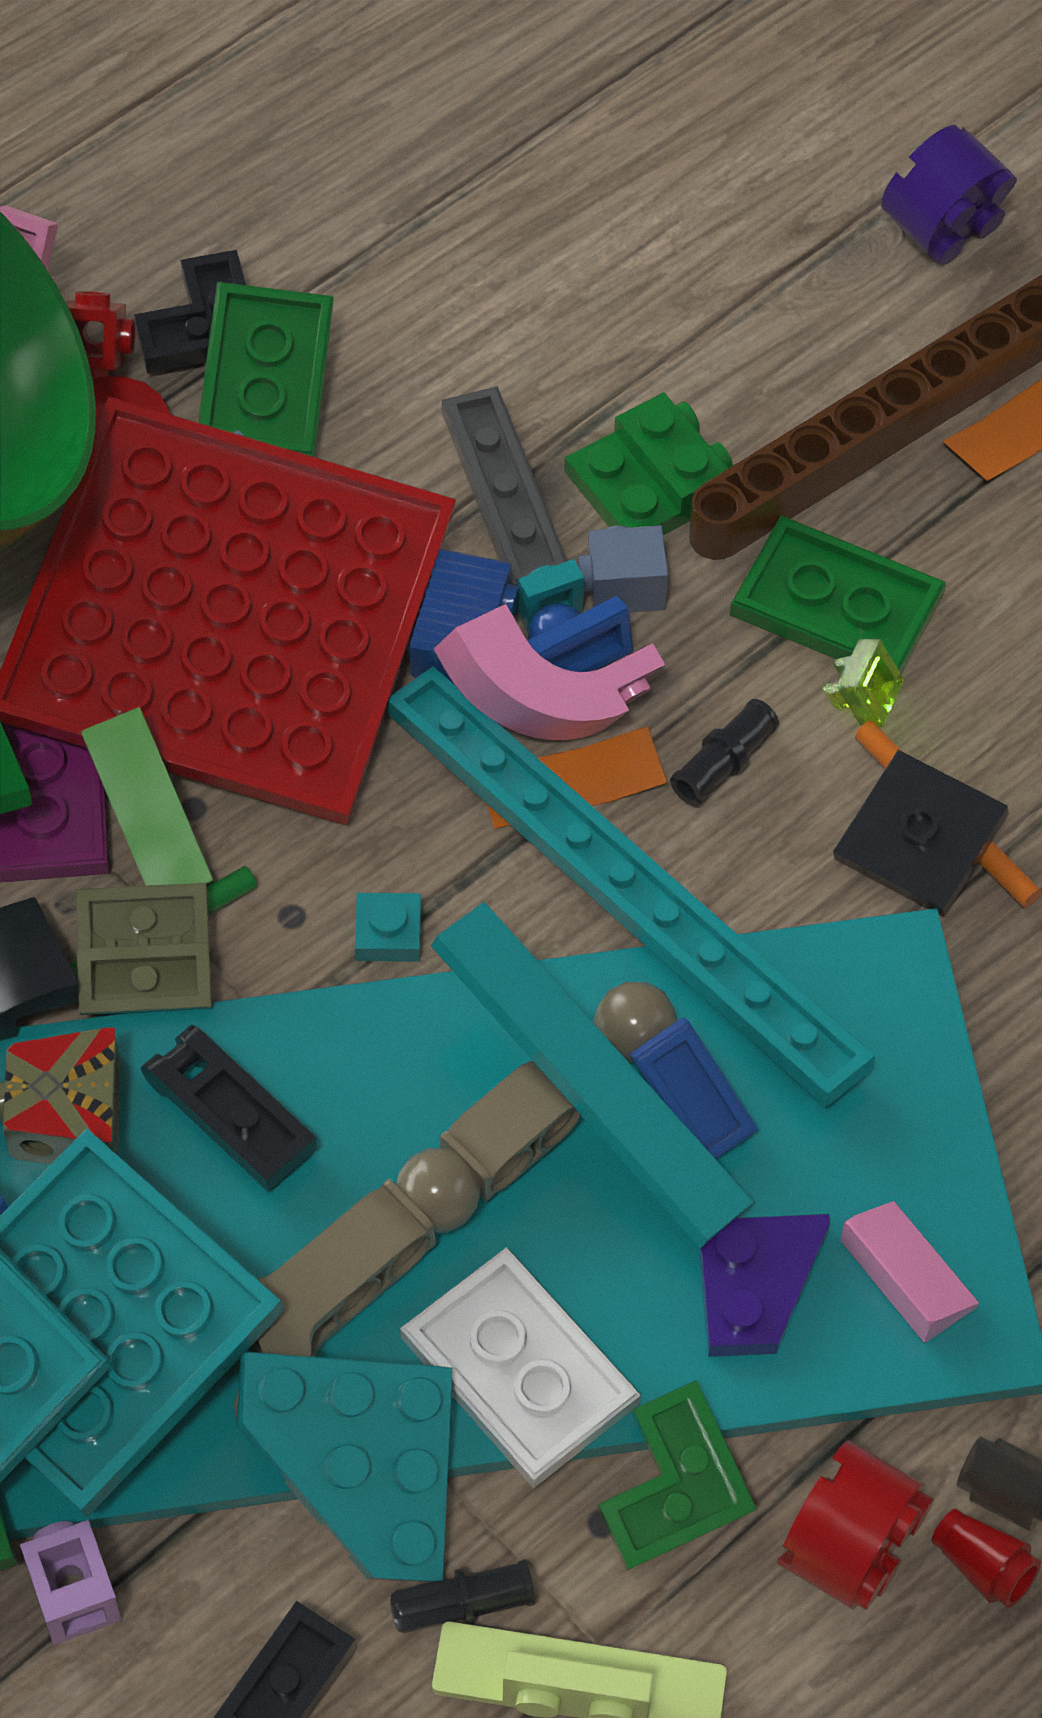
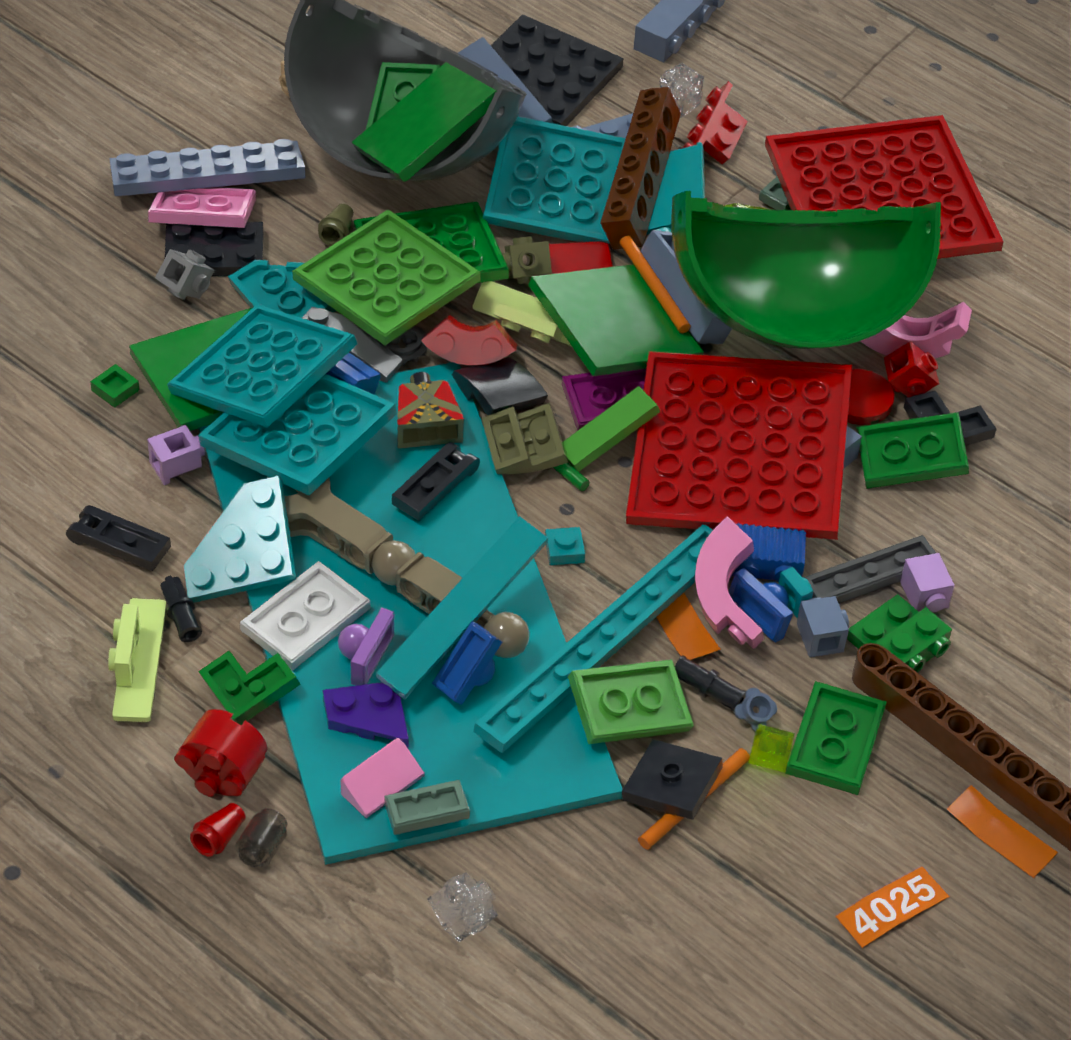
camera: 80 degrees right, 10 degrees down
(554, 410) = (927, 582): none -> lavender brick
(621, 1258) = (366, 645): none -> medium lavender tile
(770, 865) = (630, 701): none -> bright green tile
(786, 691) = (763, 702): none -> sand blue plate
(975, 1201) = (427, 807): none -> sand green plate

